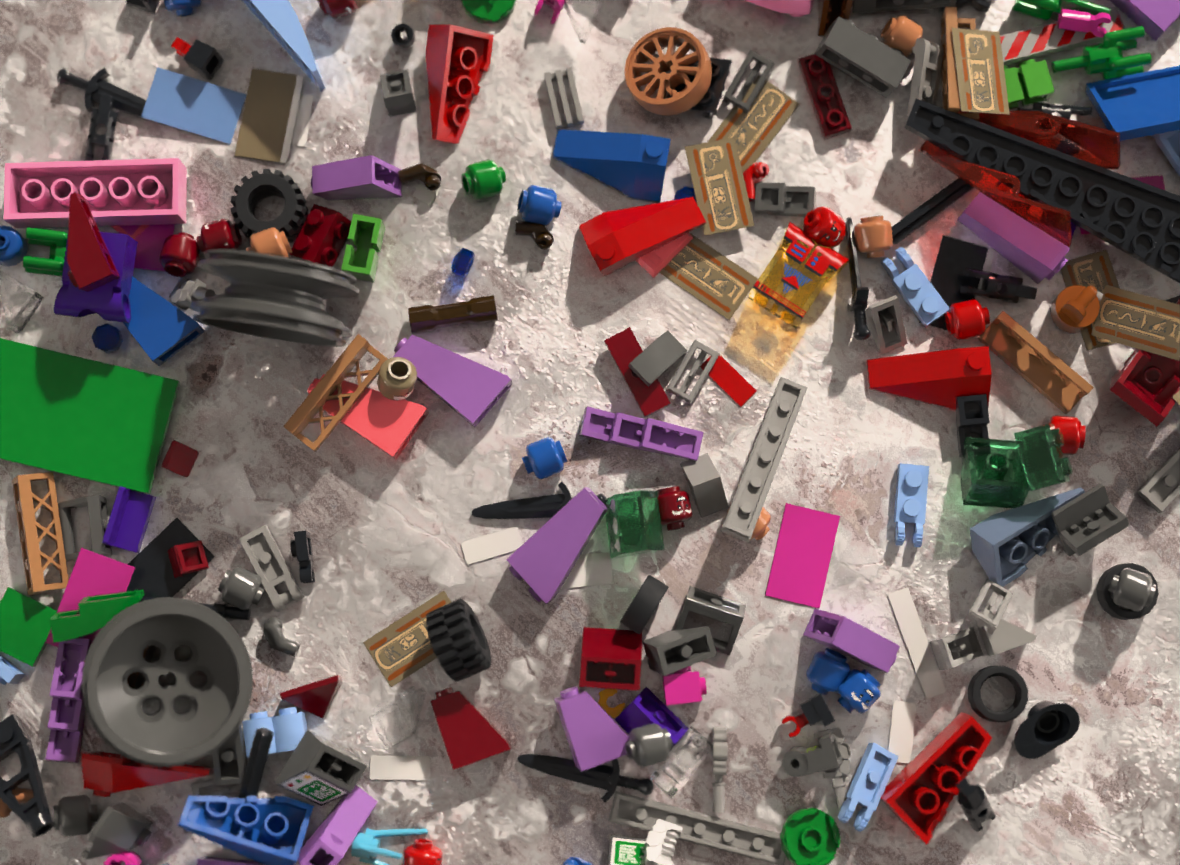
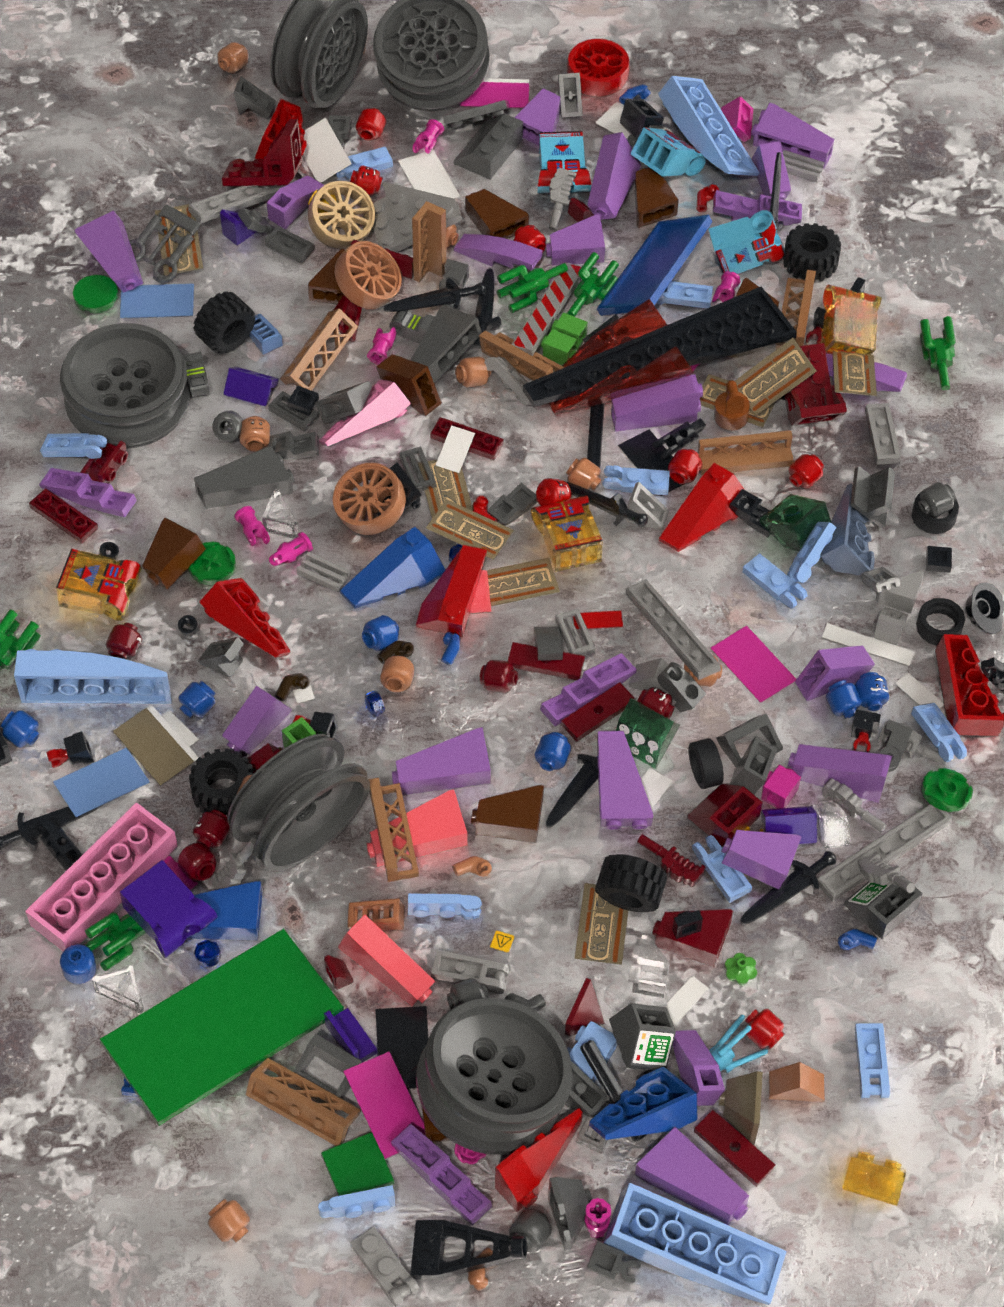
camera: 50 degrees left, 25 degrees down
(87, 251) = (153, 886): dark red slope -> none
(92, 614) = (398, 1102): green slope -> none
(188, 558) = (412, 1022): dark red slope -> none
(216, 493) = (386, 961): none -> coral slope
(273, 457) = (376, 906): none -> nougat slope
(302, 549) = (477, 940): black plate -> none
(314, 496) = (444, 905): none -> light blue hinge
(327, 568) = (502, 941): none -> yellow sticker
(335, 111) = (197, 699): none -> blue head
(378, 485) = (473, 865): none -> nougat arm
(397, 237) = (322, 723): none -> black piece
(397, 378) = (417, 788): dark tan head -> none
(431, 317) = (393, 748): dark brown axle -> none
(450, 475) = (510, 815): none -> reddish brown slope
(455, 722) = (687, 923): none -> black plate
(474, 784) = (741, 968): none -> bright green plant
(483, 179) = (331, 651): green head -> none
(492, 545) = (580, 831): white sticker -> none
(509, 256) = (397, 674): none -> nougat head
(526, 652) = (672, 862): none -> dark red piece
(546, 720) = (729, 881): none -> light blue hinge
(555, 50) = (286, 551): none -> dark pink piece
(581, 279) = (452, 649): none -> blue arm
(583, 345) = (498, 676): none -> dark red head
(642, 465) = (586, 718): none -> dark red tile
(648, 744) = (804, 822): dark grey head -> none
(706, 517) = (681, 687): none -> dark grey leg
(743, 728) = (857, 770): none -> medium lavender slope
(799, 96) = (455, 449): none -> white sticker
(863, 56) = (466, 397): dark grey brick -> none
(966, 515) = (810, 552): none -> light blue hinge
(980, 71) = (538, 344): sticker -> none
(1043, 457) = (811, 481): clear green slope -> none
(1072, 637) = (939, 559): none -> black plate
(1082, 21) = (558, 279): dark pink bar -> none

